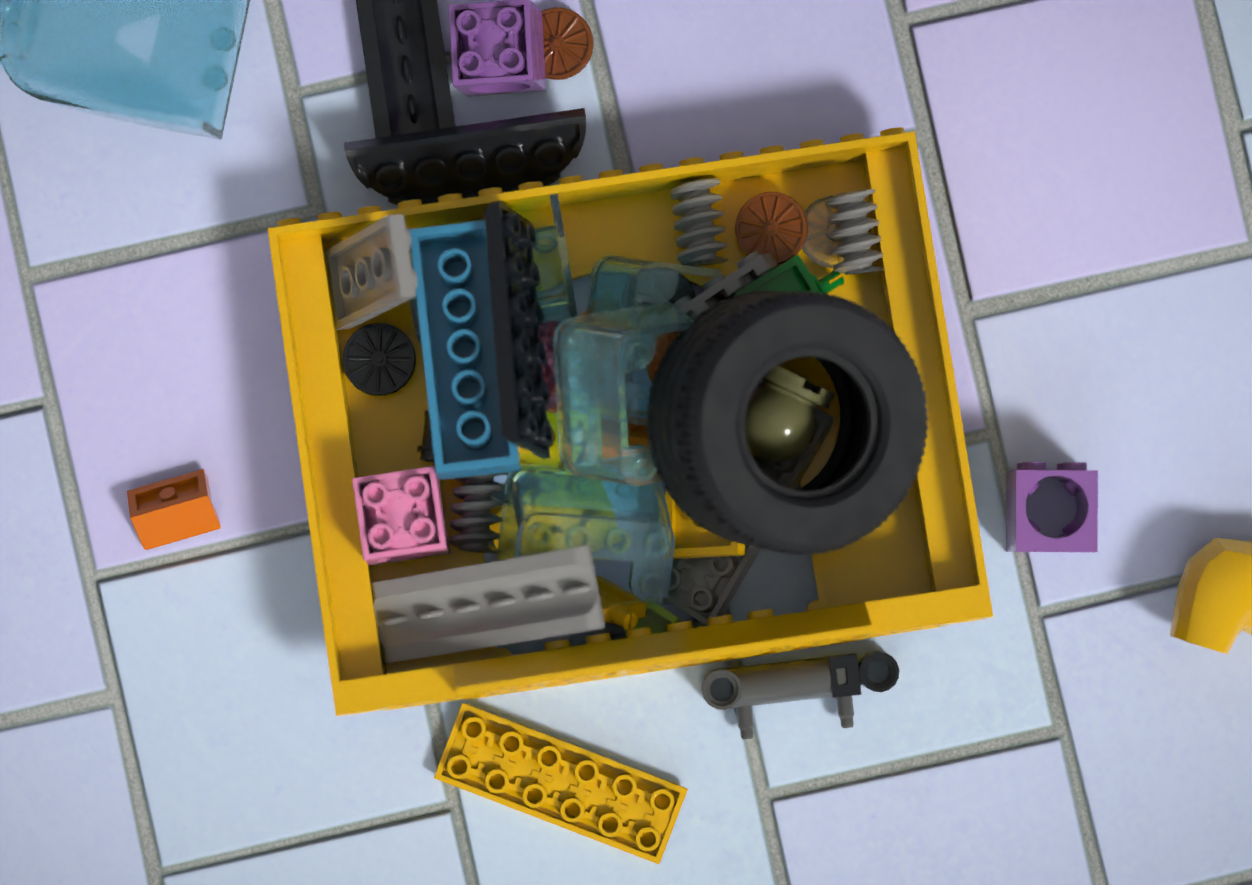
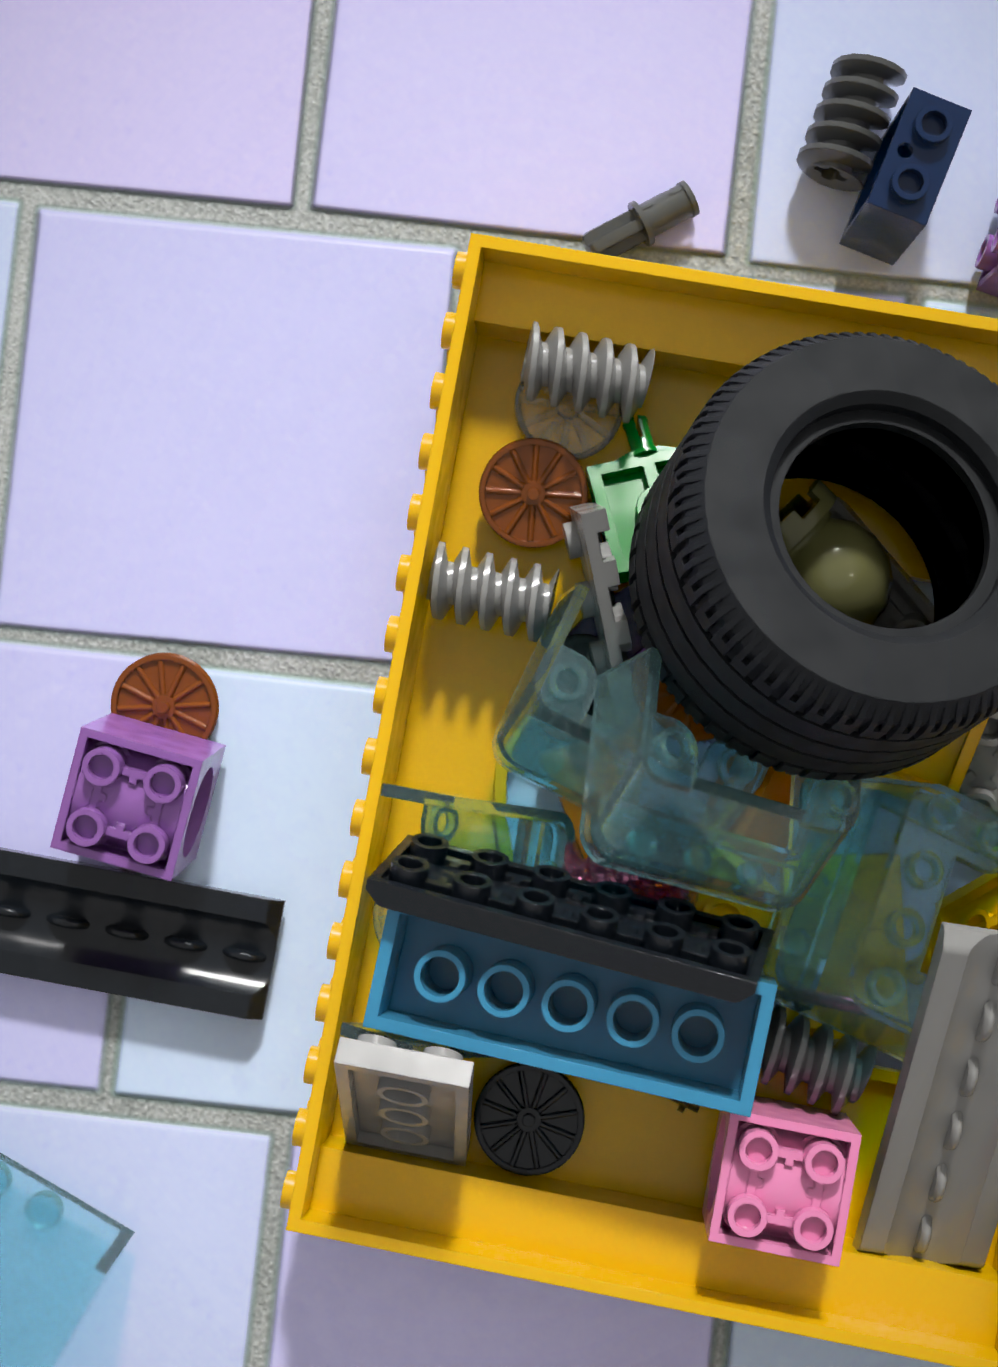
camera: 75 degrees left, 0 degrees up
(469, 157) = (283, 890): black plate -> none
(970, 239) = (642, 222): none -> dark grey axle
(1051, 392) = (905, 176): none -> dark blue window
(1083, 349) = (844, 120): none -> dark grey piece

